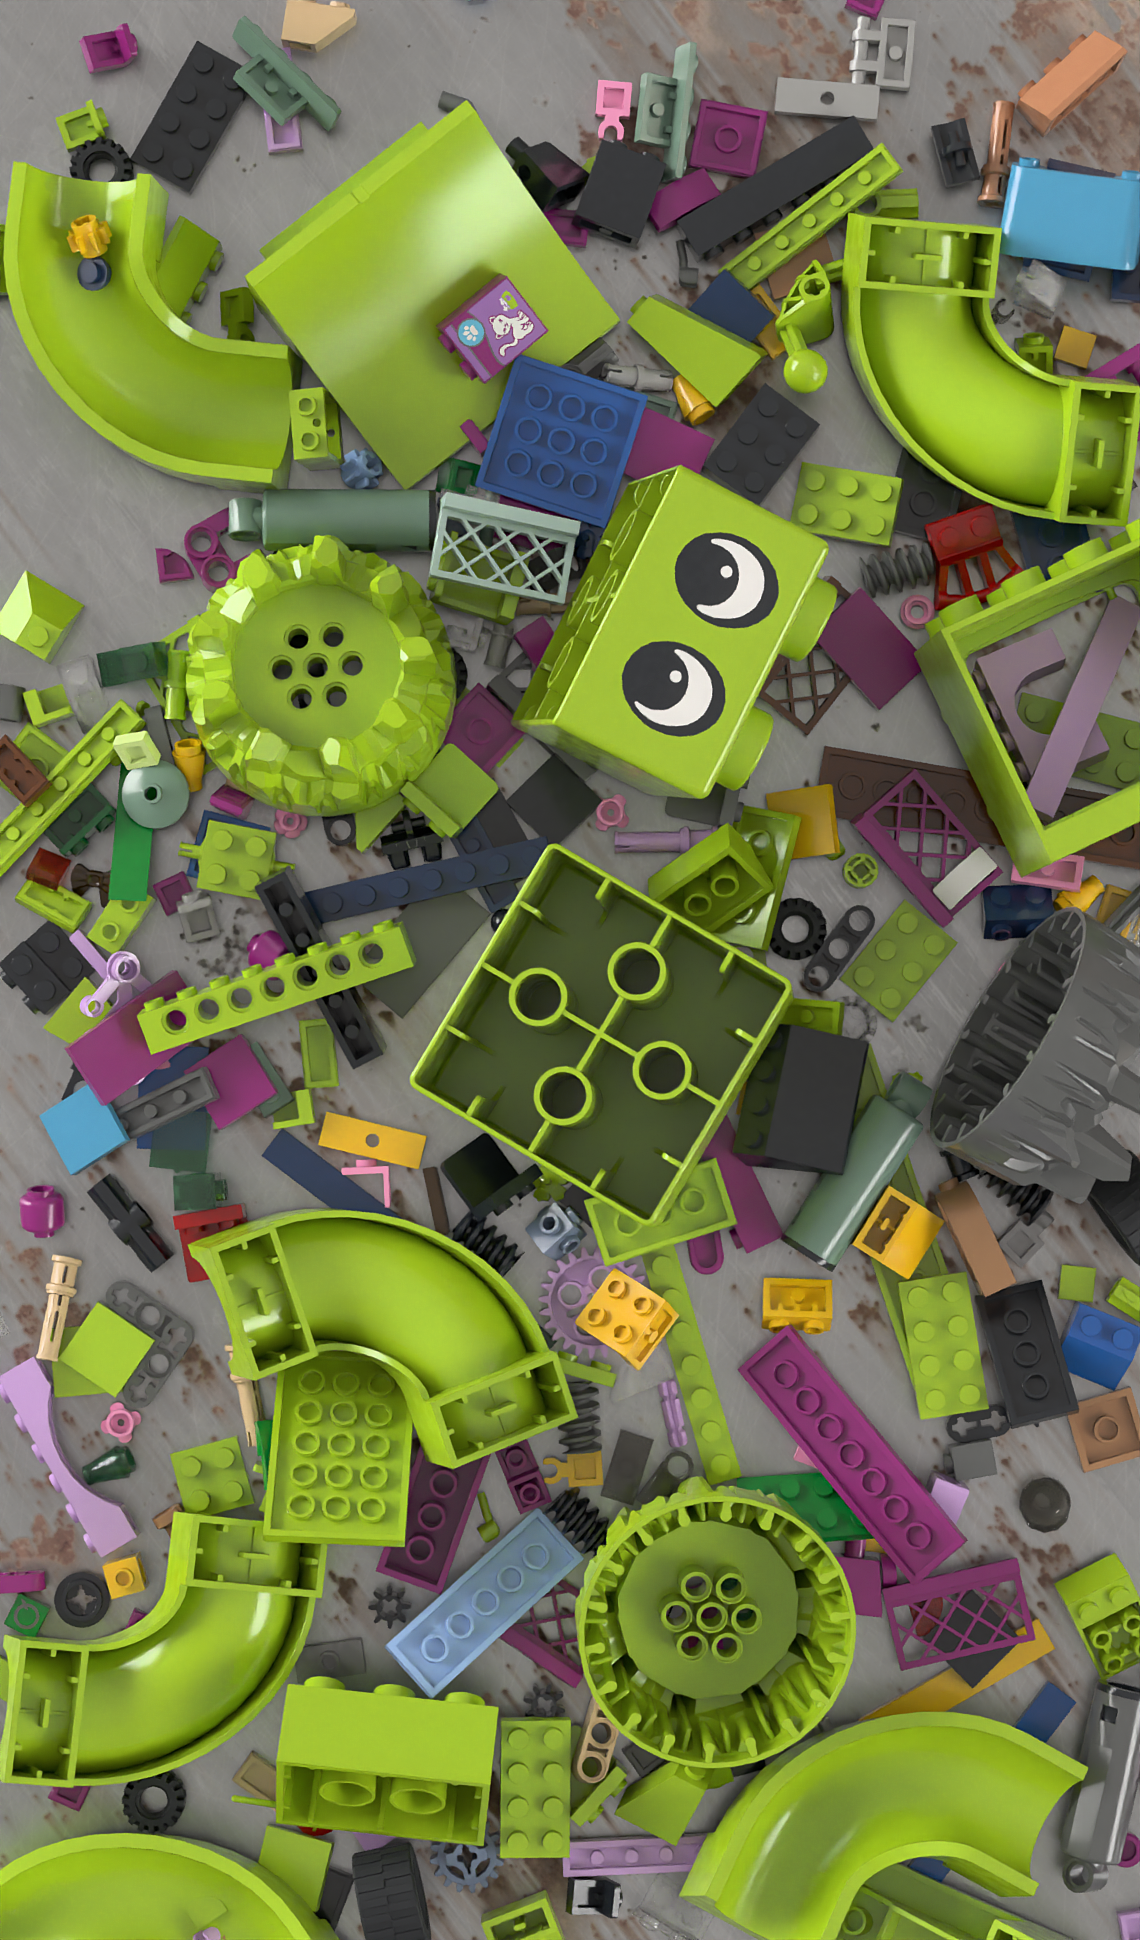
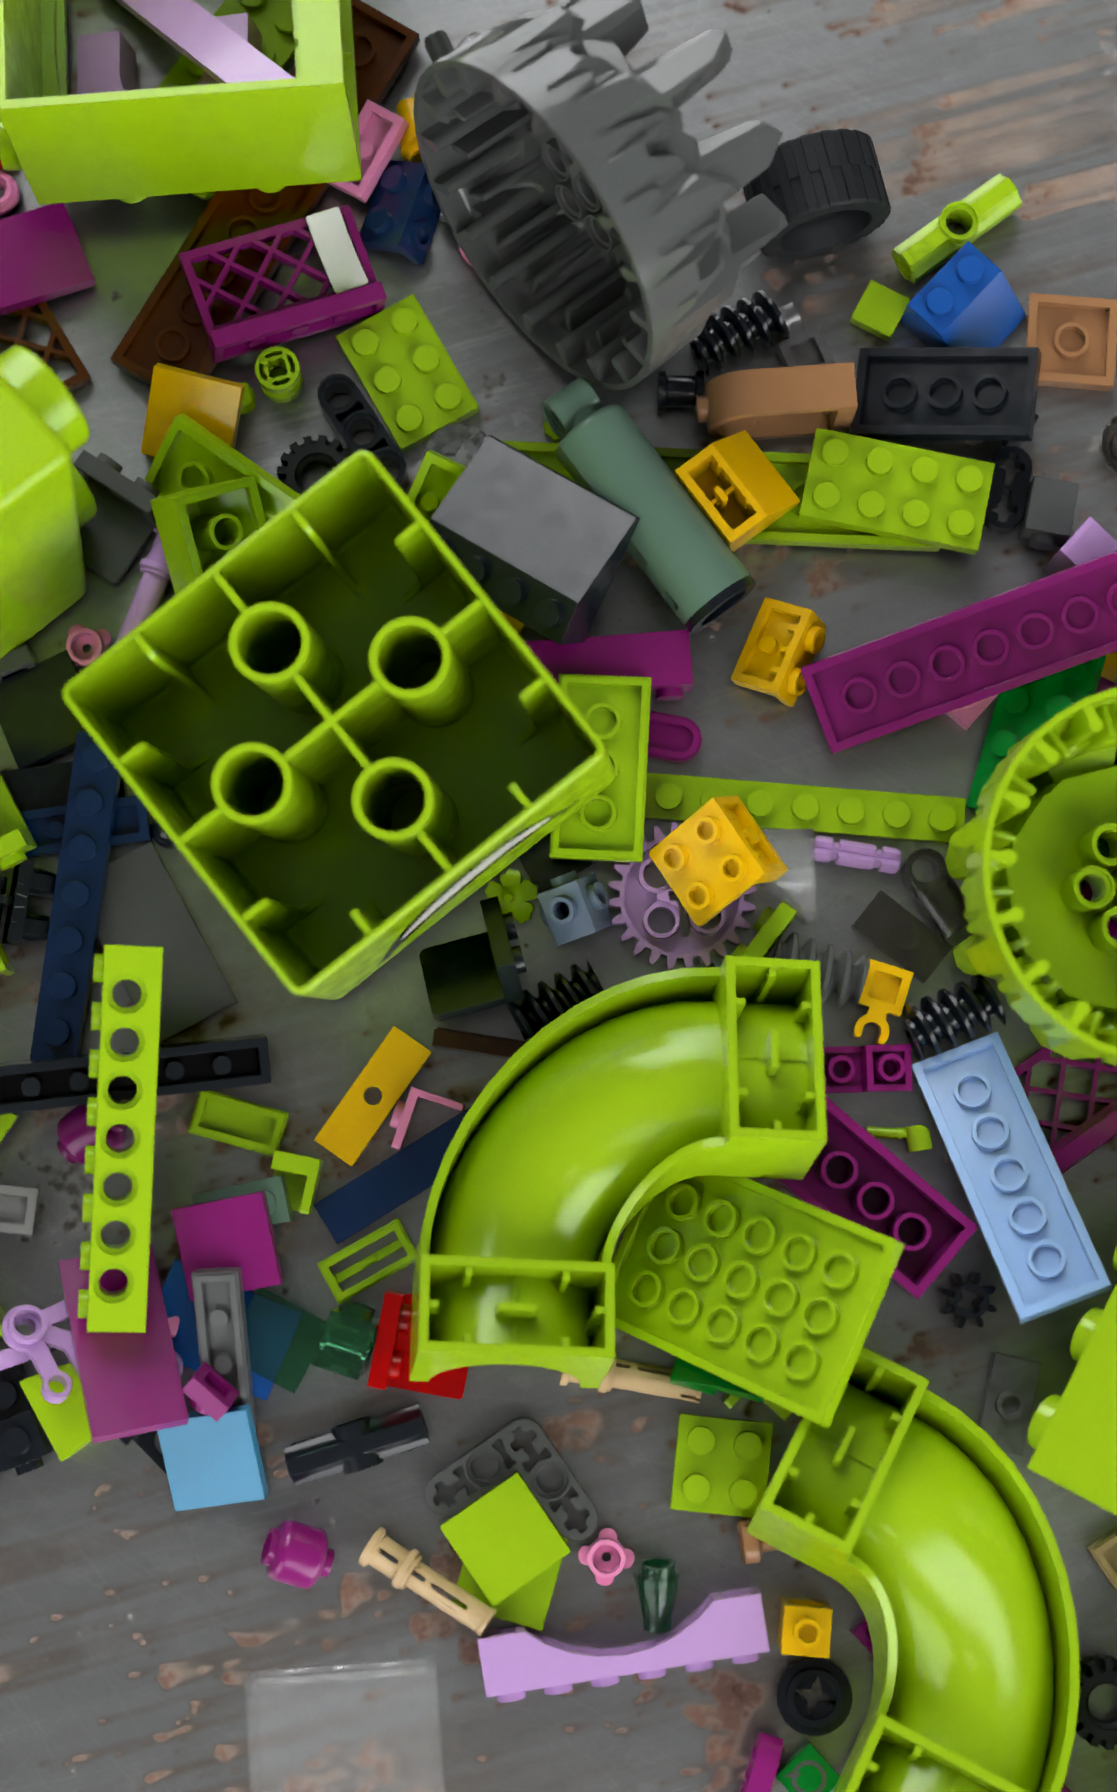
camera: 70 degrees left, 5 degrees down
(127, 1111) = (210, 1392): none -> magenta plate
(235, 1162) = (334, 1280): none -> lime tile

